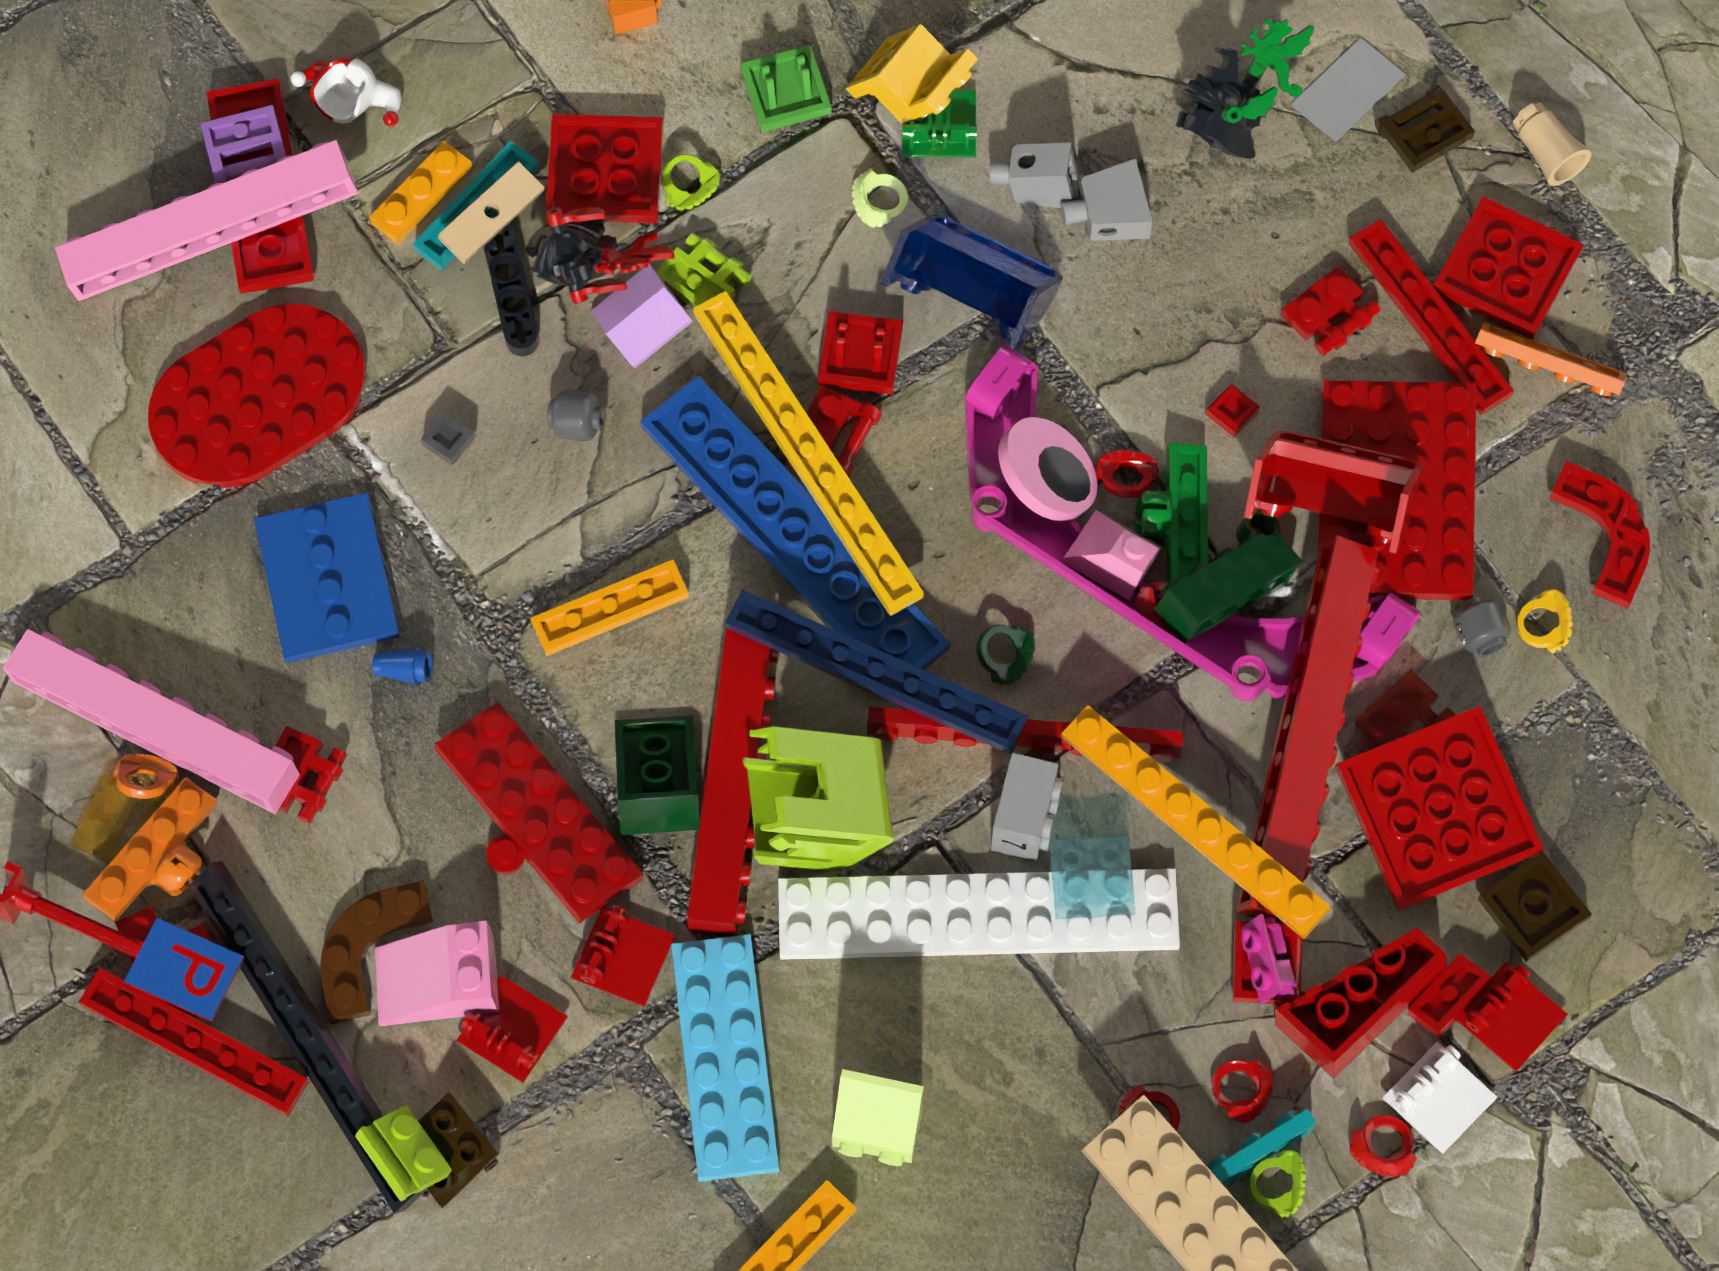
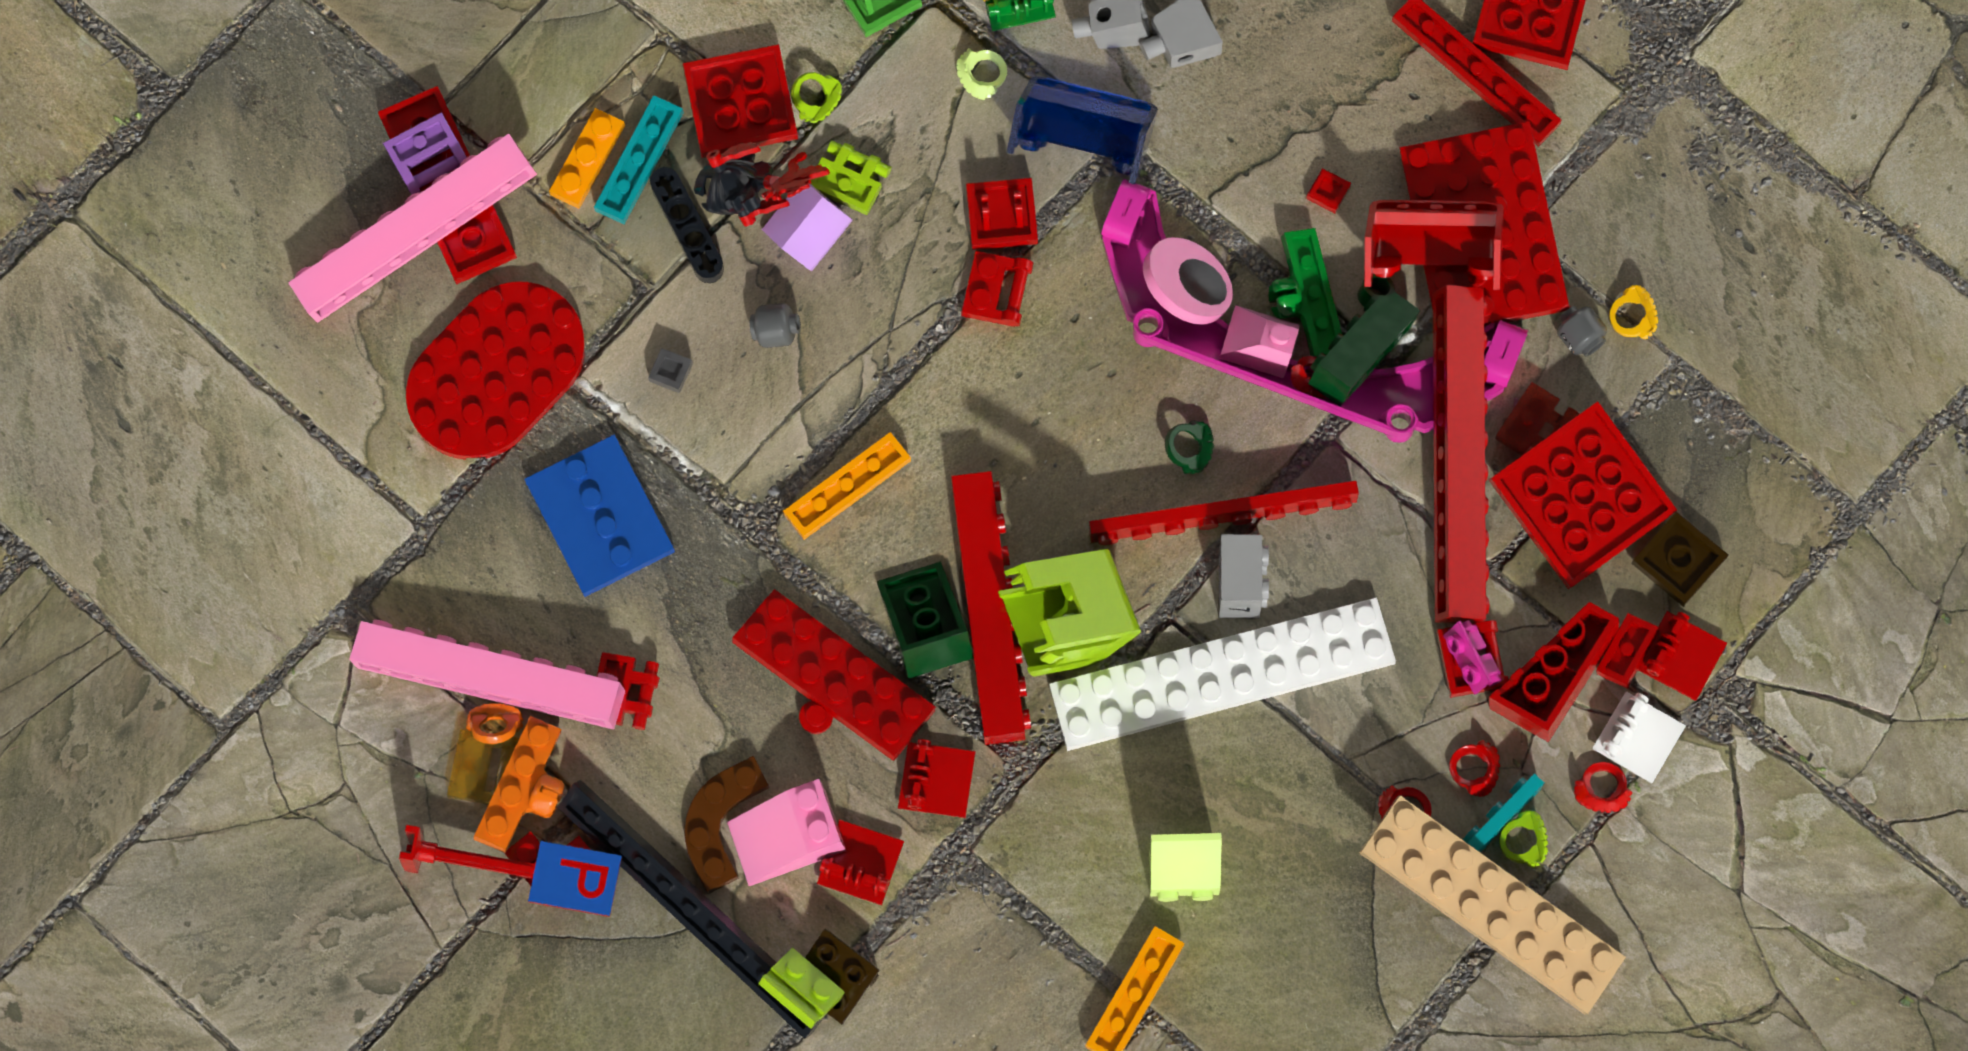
camera: 10 degrees left, 5 degrees up
(194, 1042) = (599, 937): red plate -> none
(347, 89) = (500, 82): white piece -> none
(404, 665) = (687, 576): blue cone -> none
(505, 198) = (664, 149): tan tile -> none
(724, 1058) = (1043, 844): medium azure plate -> none
(783, 523) = (986, 386): blue plate -> none
(808, 453) = (981, 313): yellow plate -> none
(876, 671) = (1088, 490): dark blue plate -> none
(1092, 877) = (1310, 621): clear light blue hinge -> none
(1142, 463) = (1265, 255): red piece -> none
(1196, 822) = (1386, 555): light orange plate -> none
(1323, 303) = (1383, 78): red plate -> none
(1564, 364) = (1598, 86): orange plate -> none
(1621, 522) = (1677, 213): red plate -> none

